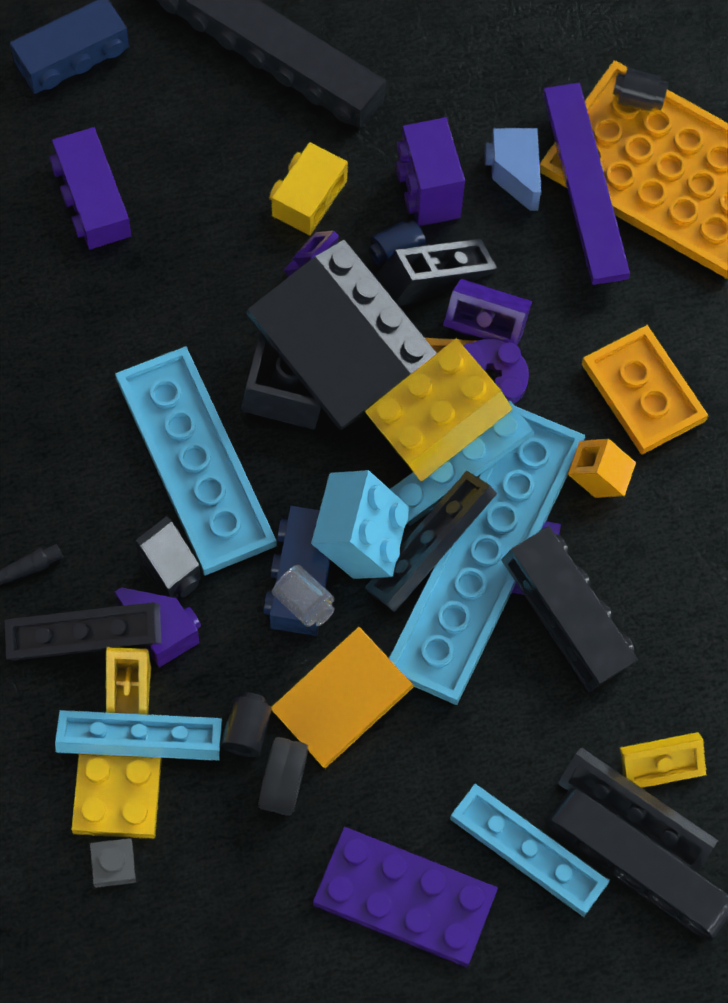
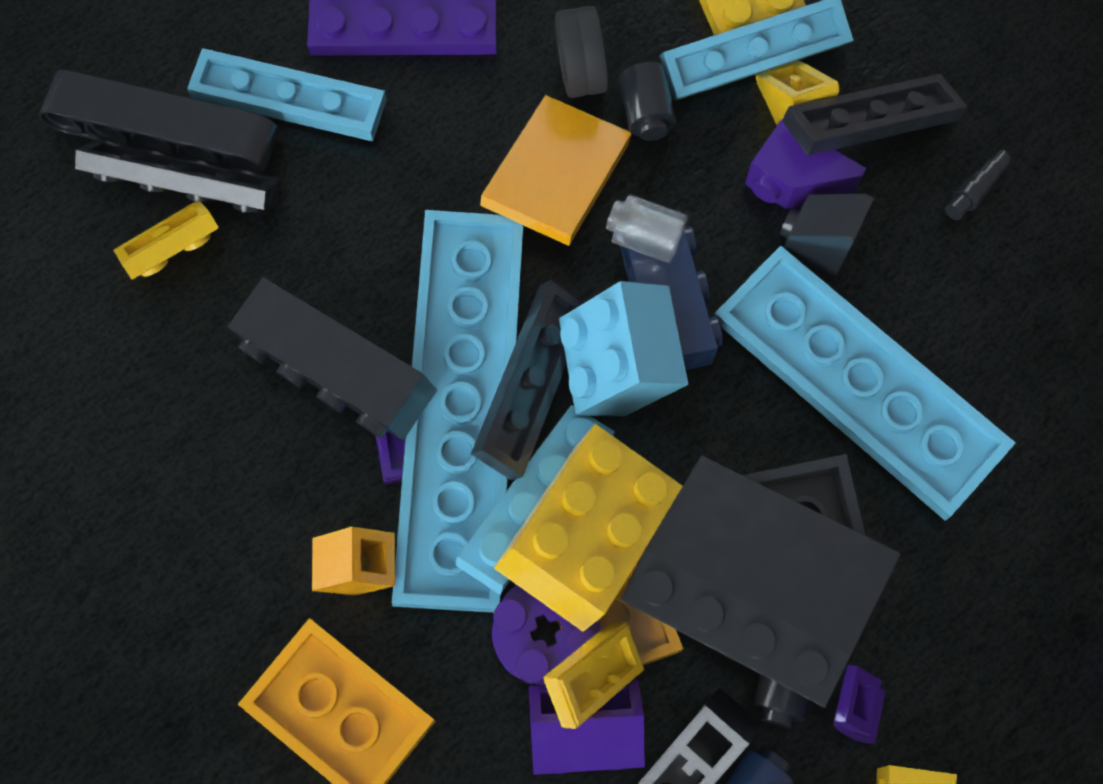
camera: 160 degrees right, 5 degrees up
(475, 323) = (593, 674): none -> yellow plate

